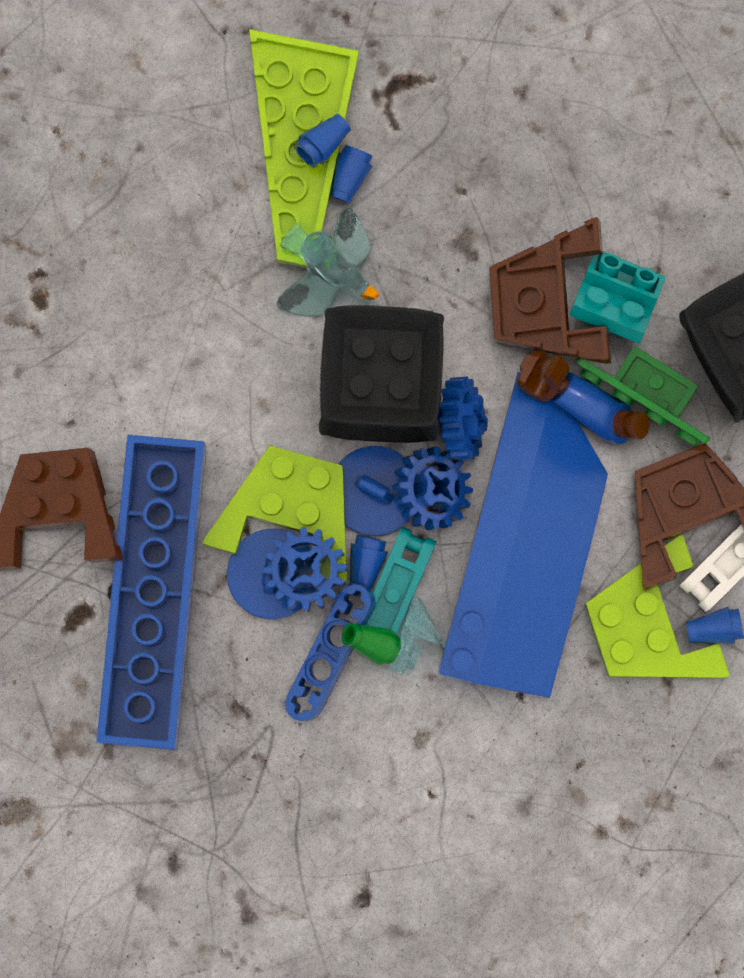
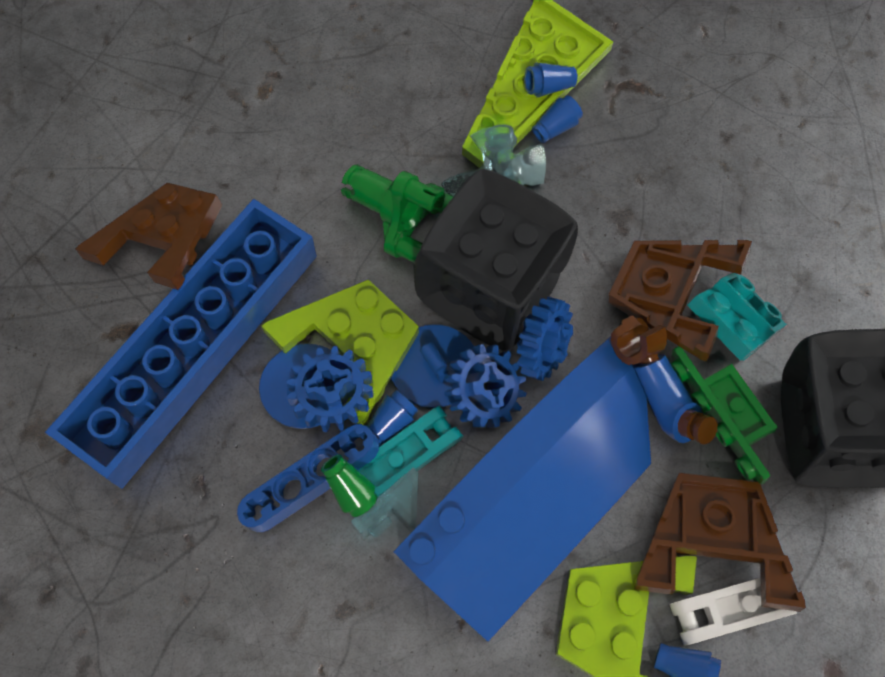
camera: 30 degrees right, 15 degrees down
(260, 357) = (399, 203): none -> green wheel

